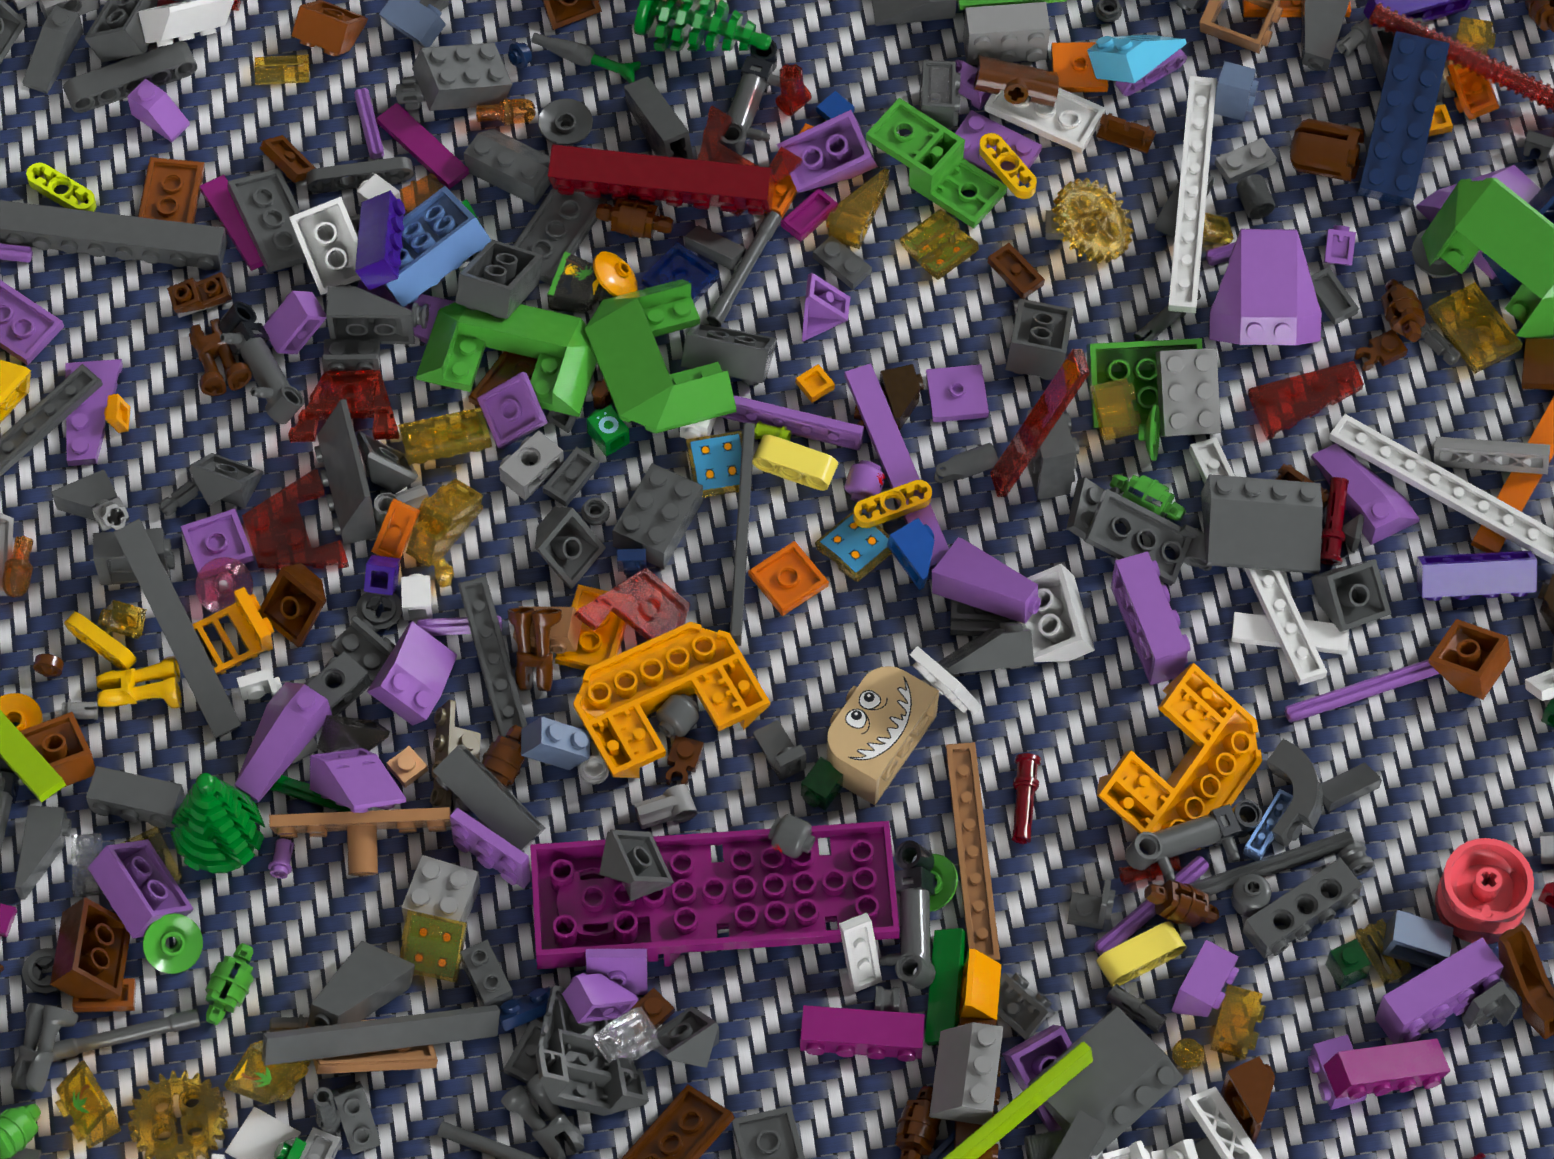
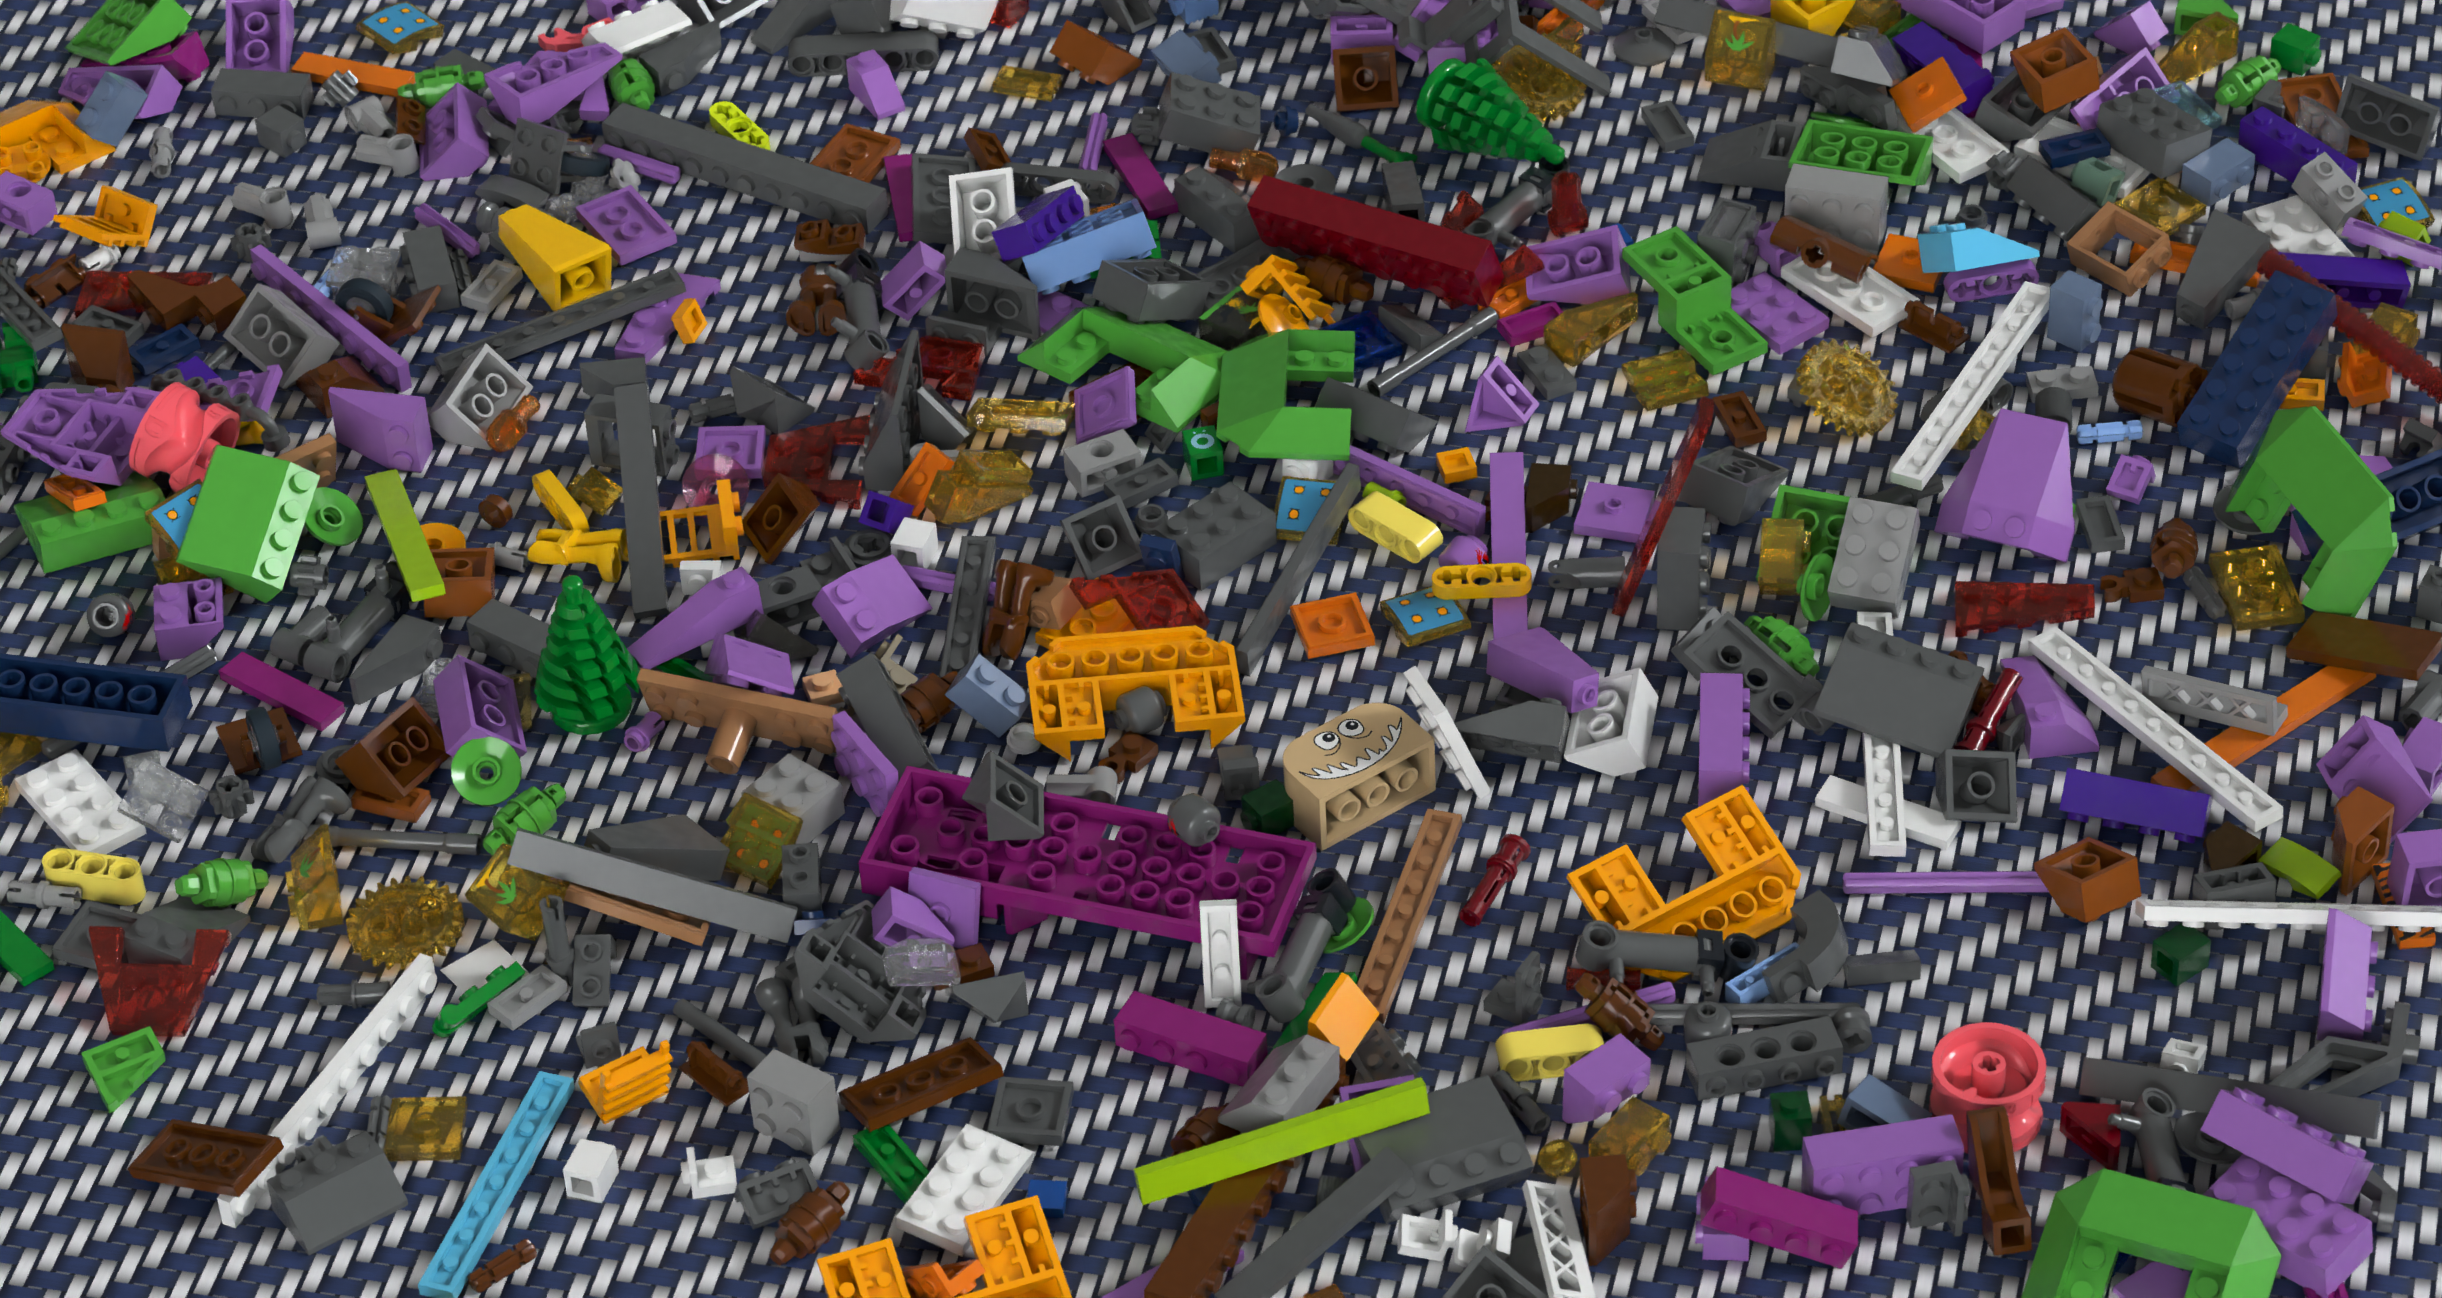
camera: 25 degrees right, 20 degrees down
(110, 514) = (620, 373): light grey piece -> none
(420, 315) = (1051, 306): dark grey bush -> none
(443, 572) = (954, 530): clear yellow tile -> none
(605, 236) = (1279, 275): none -> light orange plate
(913, 549) = (1482, 619): blue slope -> none
(1010, 177) = (1777, 311): yellow beam -> none
(1301, 200) = (2109, 432): none -> light blue axle

